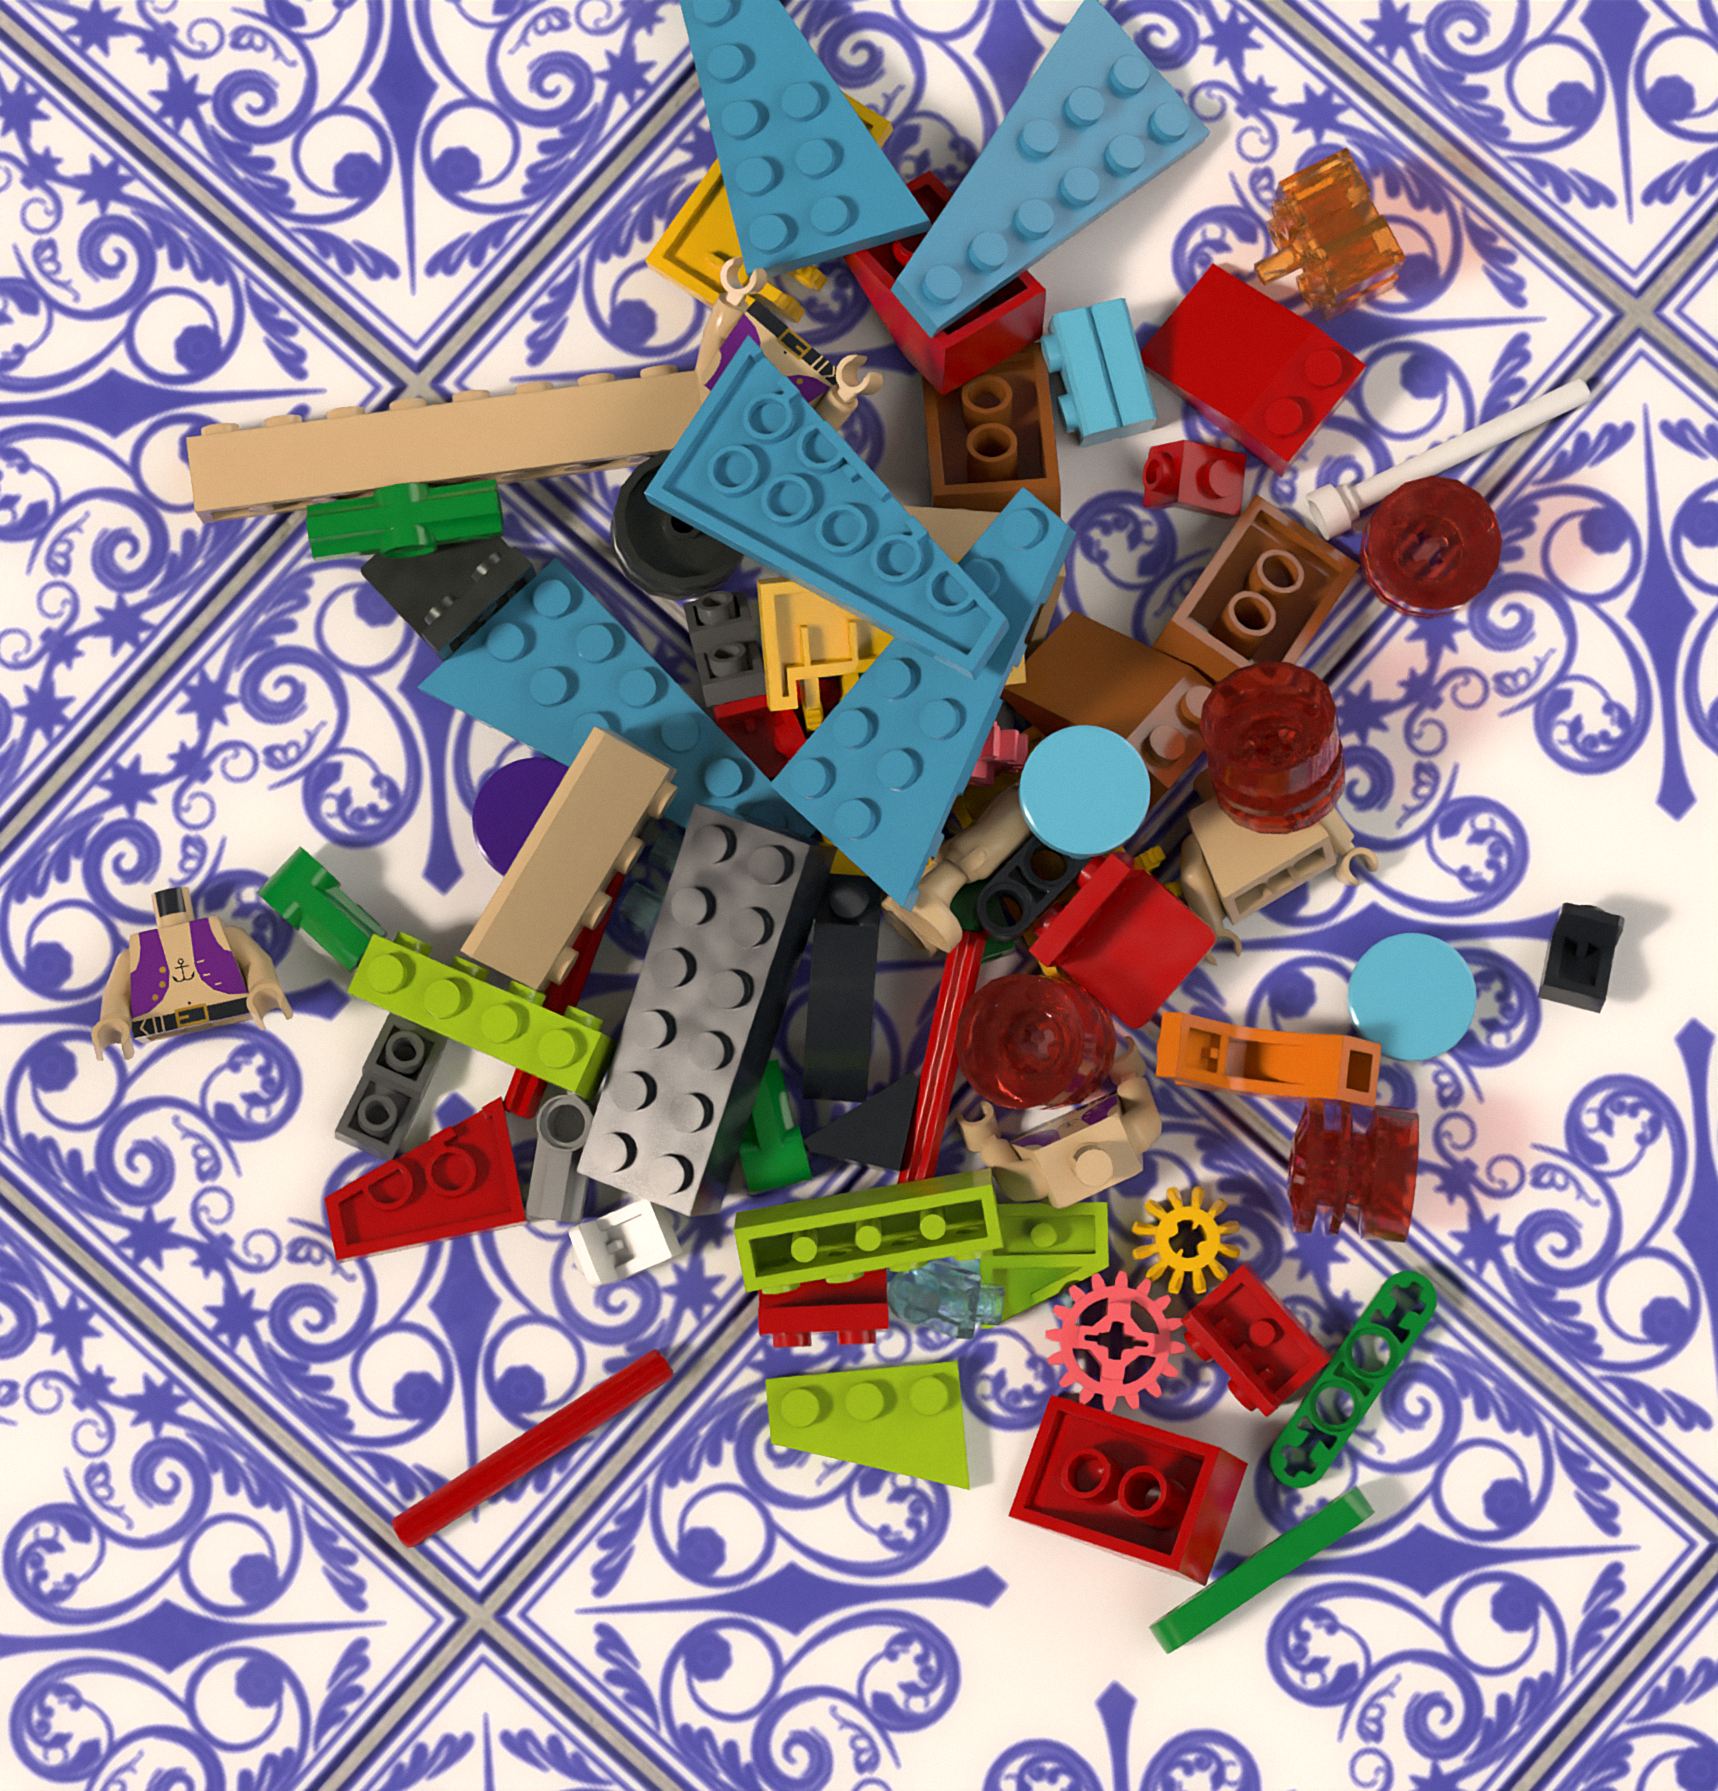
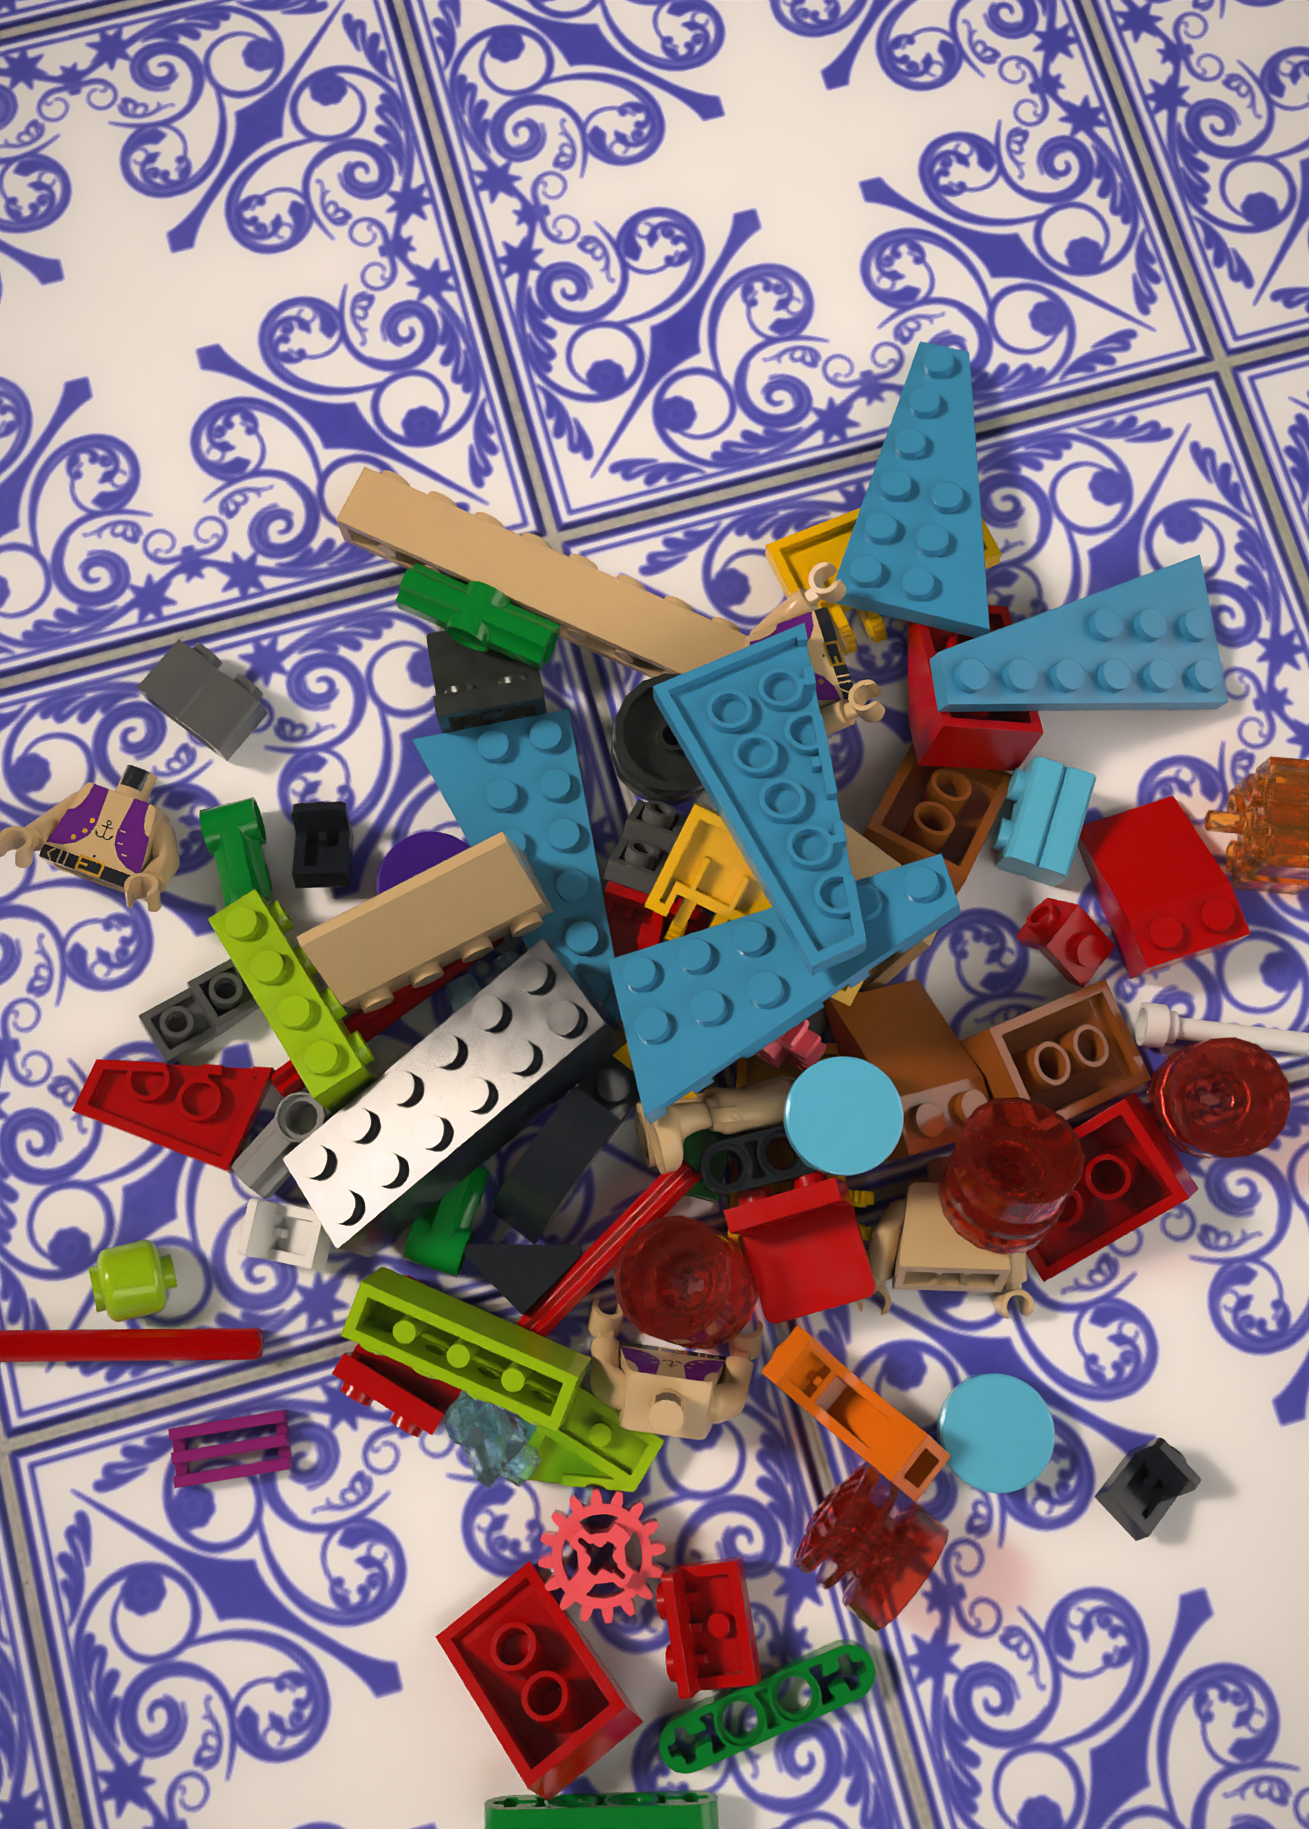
camera: 30 degrees right, 5 degrees down
(180, 778) = (203, 698): none -> dark grey brick
(401, 850) = (322, 845): none -> black bracket
(504, 1380) = (132, 1280): none -> lime head
(661, 1510) = (183, 1455): none -> magenta tile
(877, 1418) = (386, 1492): lime wing -> none
(1204, 1251) = (716, 1527): yellow gear -> none
(1384, 687) = (1124, 1184): none -> red slope

